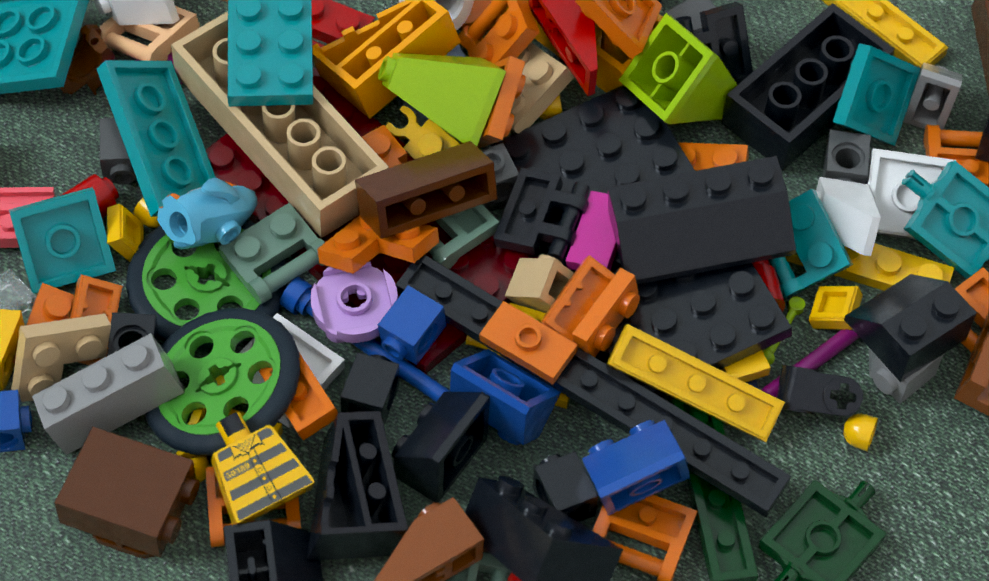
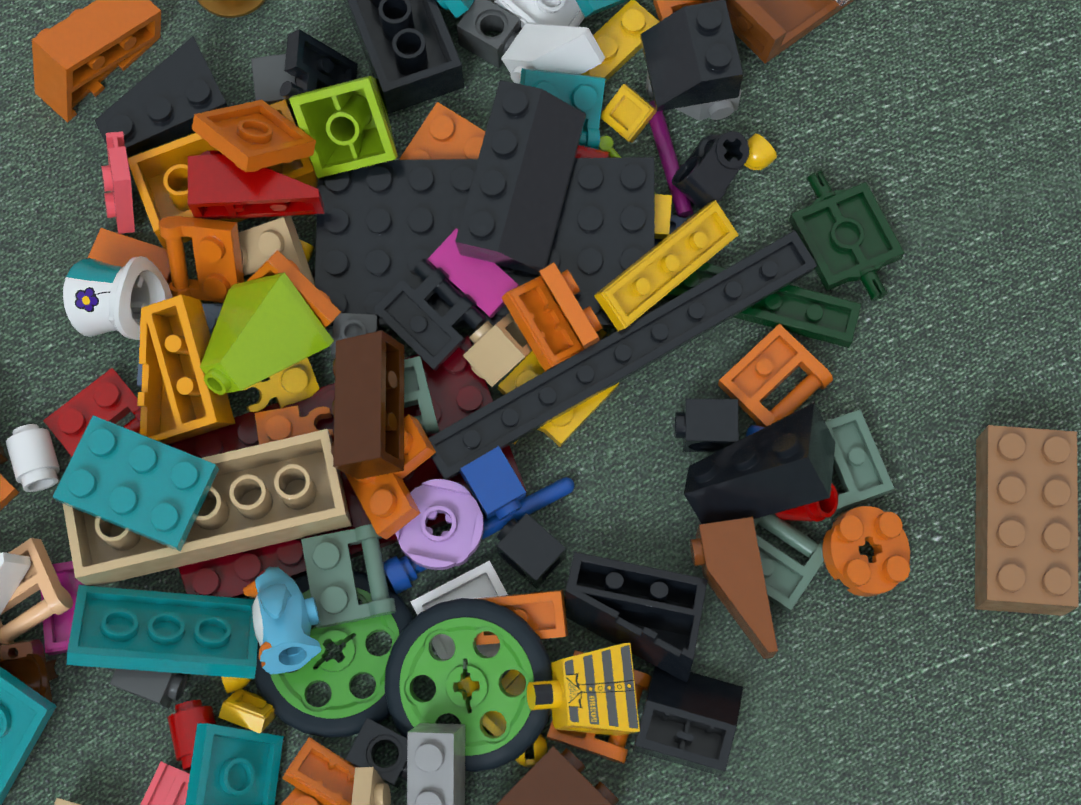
camera: 60 degrees left, 15 degrees up
(442, 442) = (619, 509): black slope -> none
(517, 399) = (600, 433): blue slope -> none
(528, 342) = (567, 388): orange plate -> none
(636, 465) = (740, 352): blue slope -> none

